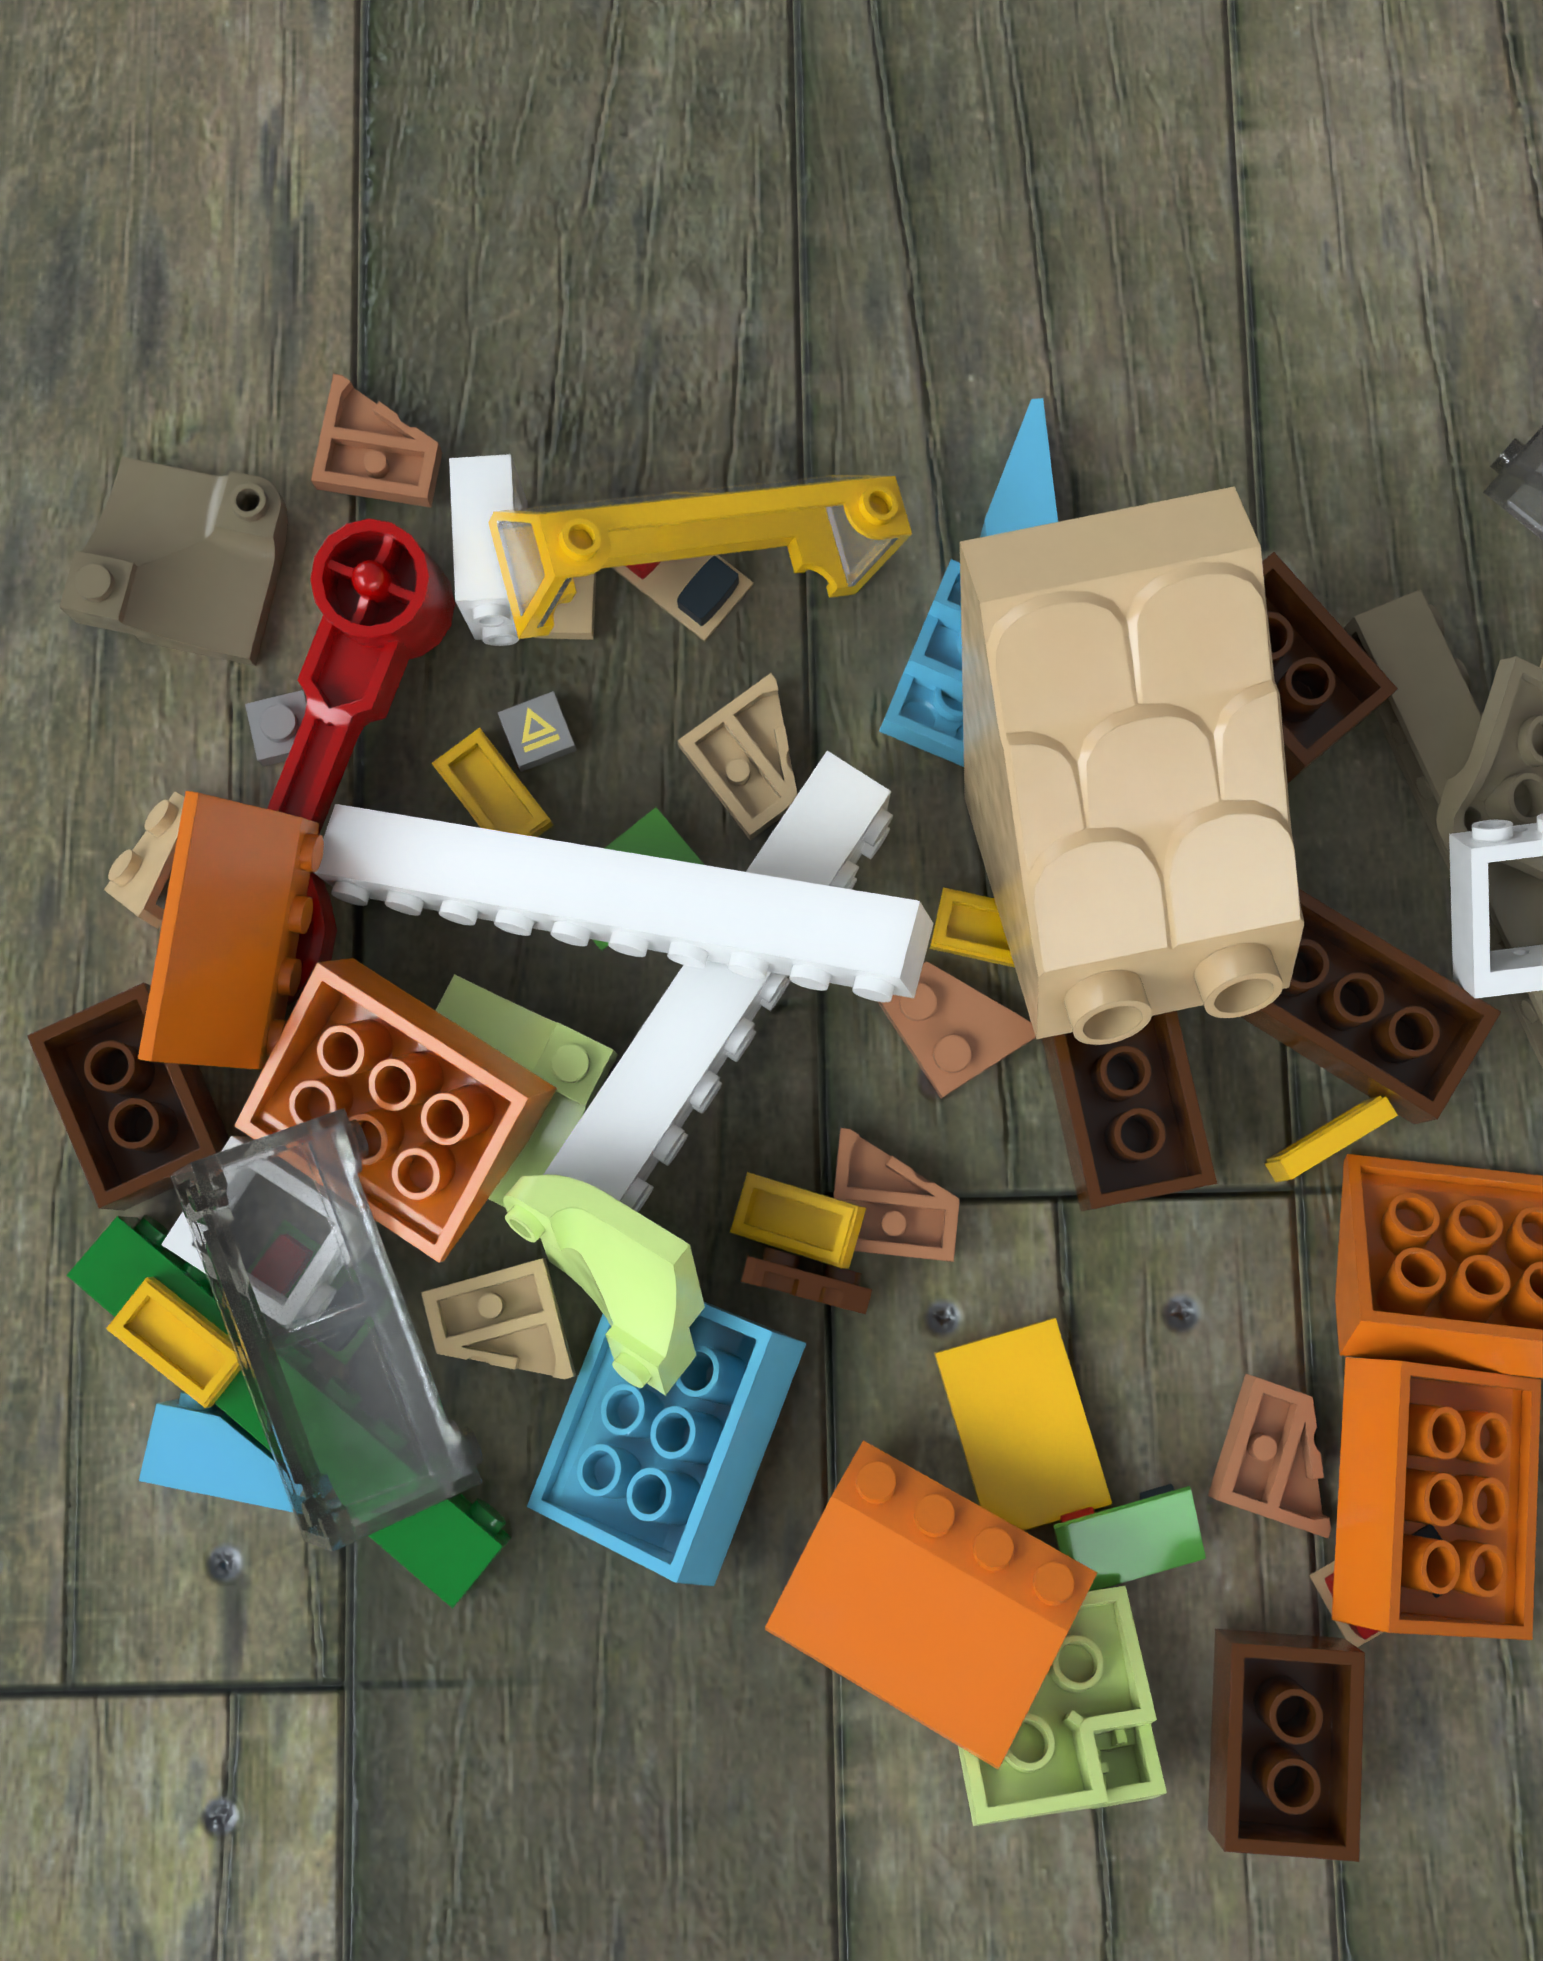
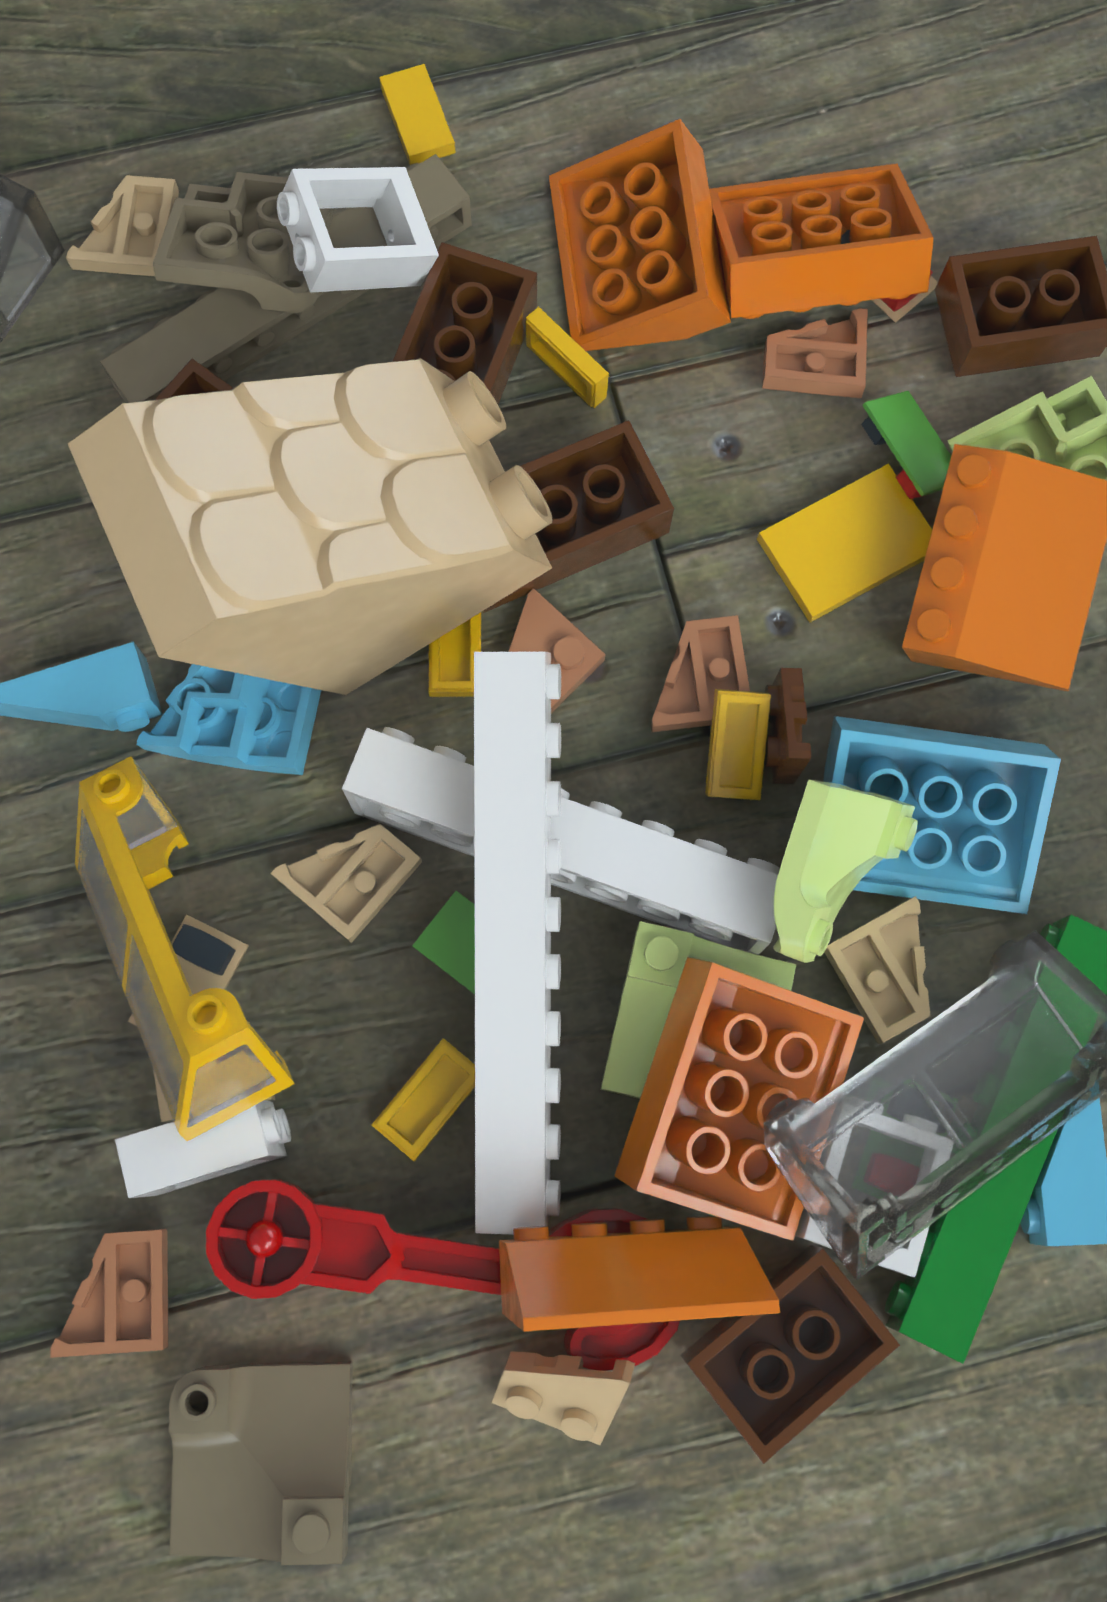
camera: 110 degrees left, 5 degrees down
(177, 1341) = (991, 1240): yellow tile -> none
(275, 725) = (408, 1315): light grey plate -> none
(537, 731) = (363, 1072): light grey tile -> none

